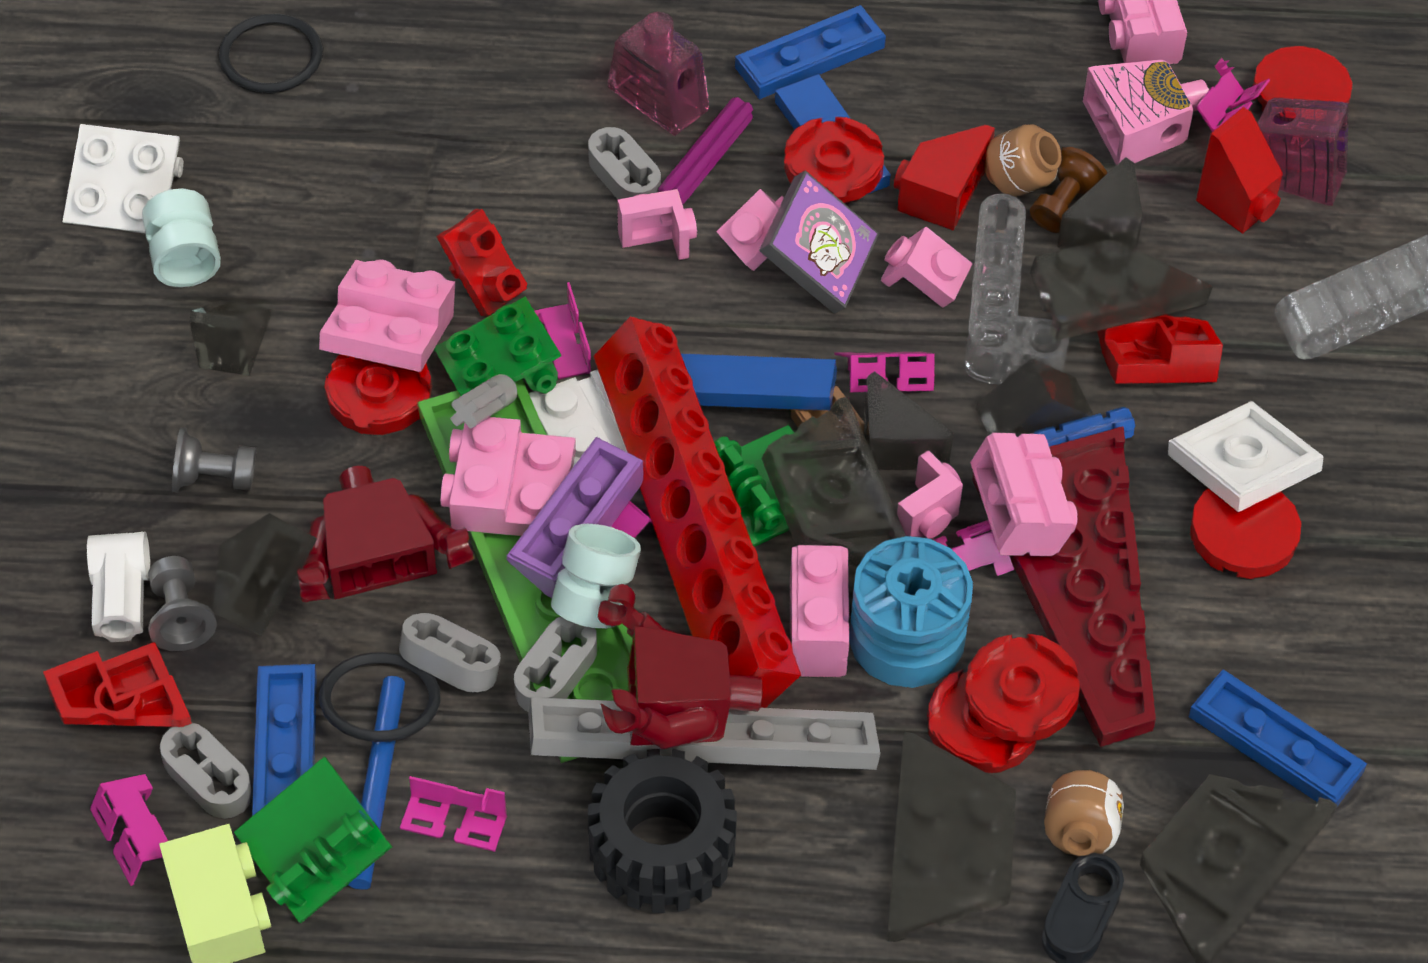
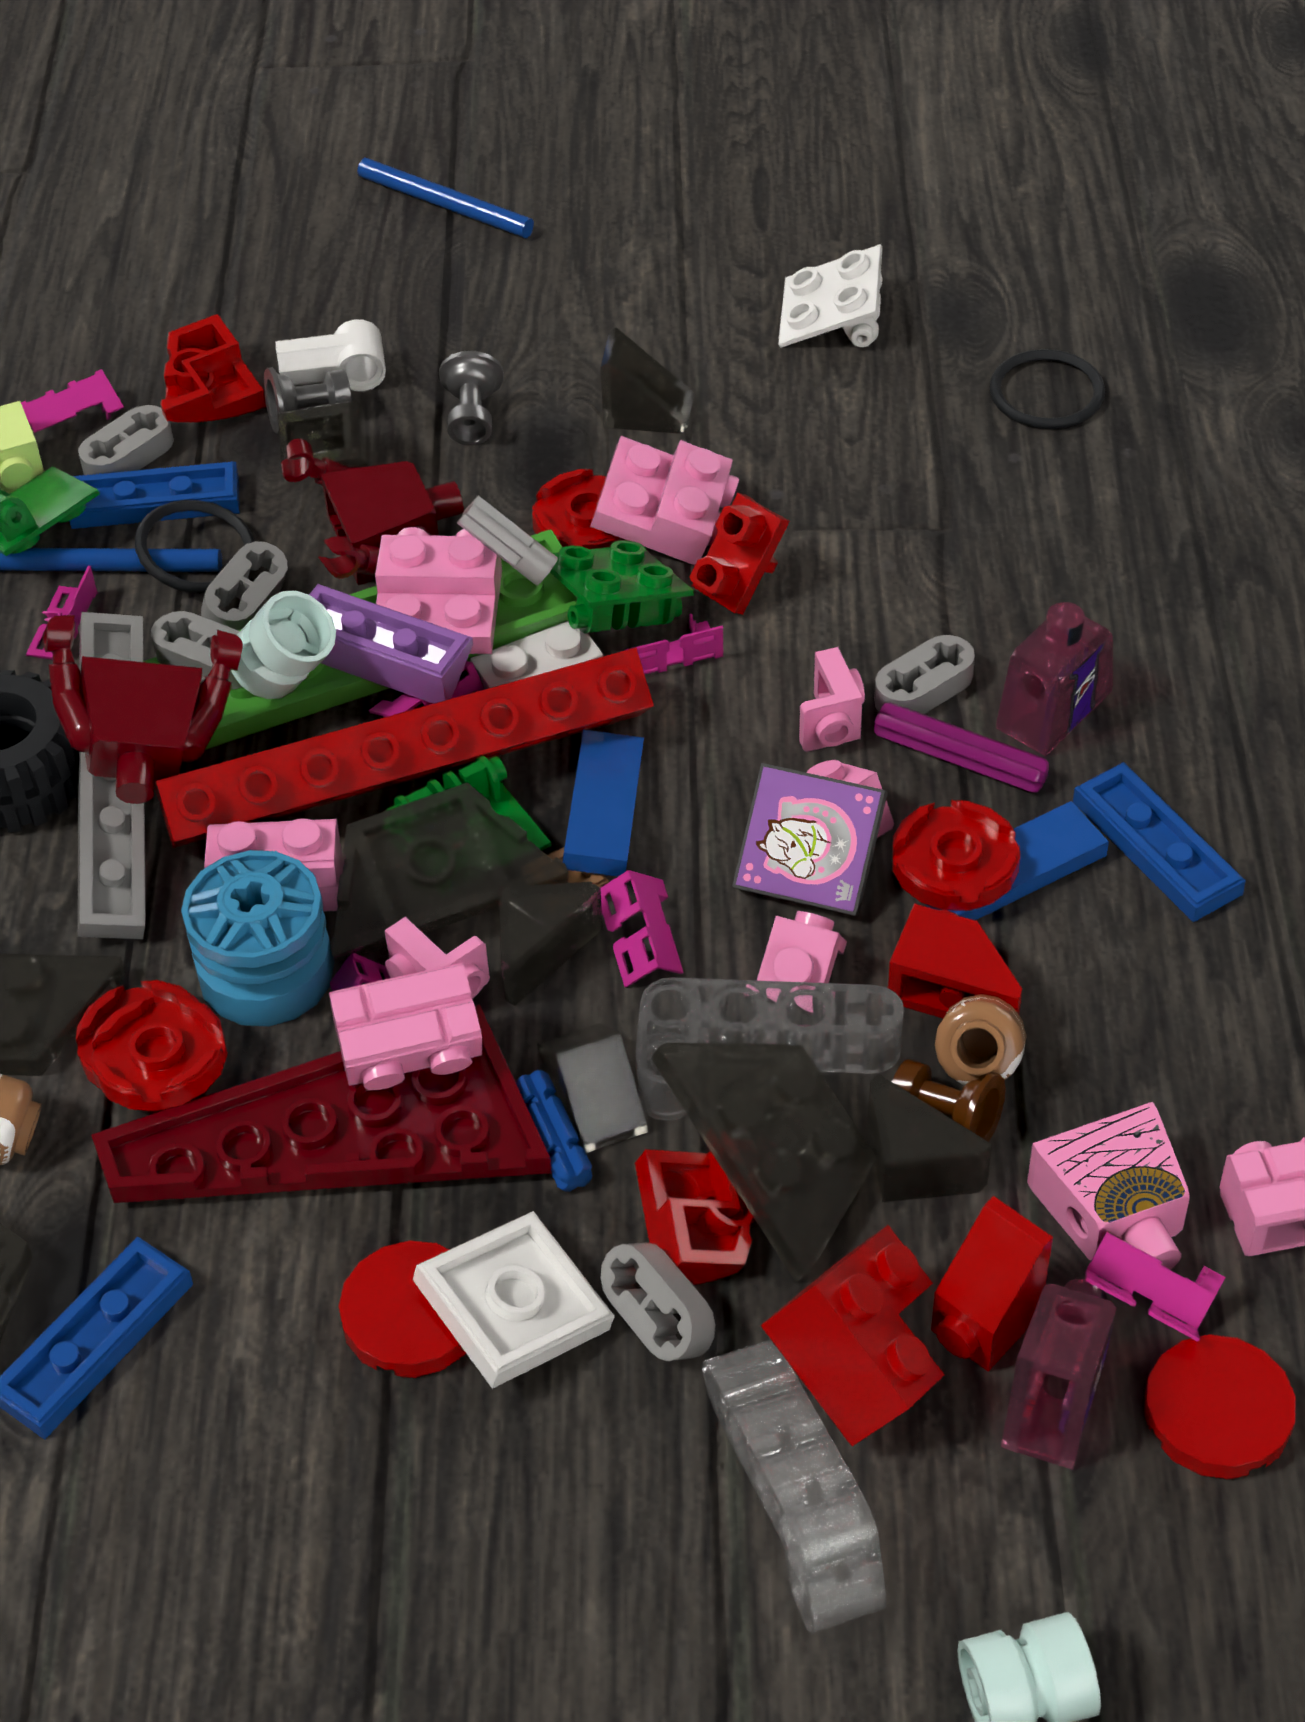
camera: 90 degrees right, 5 degrees down
(181, 238) = (751, 339): light aqua wheel -> none
(1240, 361) = (652, 1307): none -> light grey beam
(1281, 244) = (852, 1343): none -> red brick

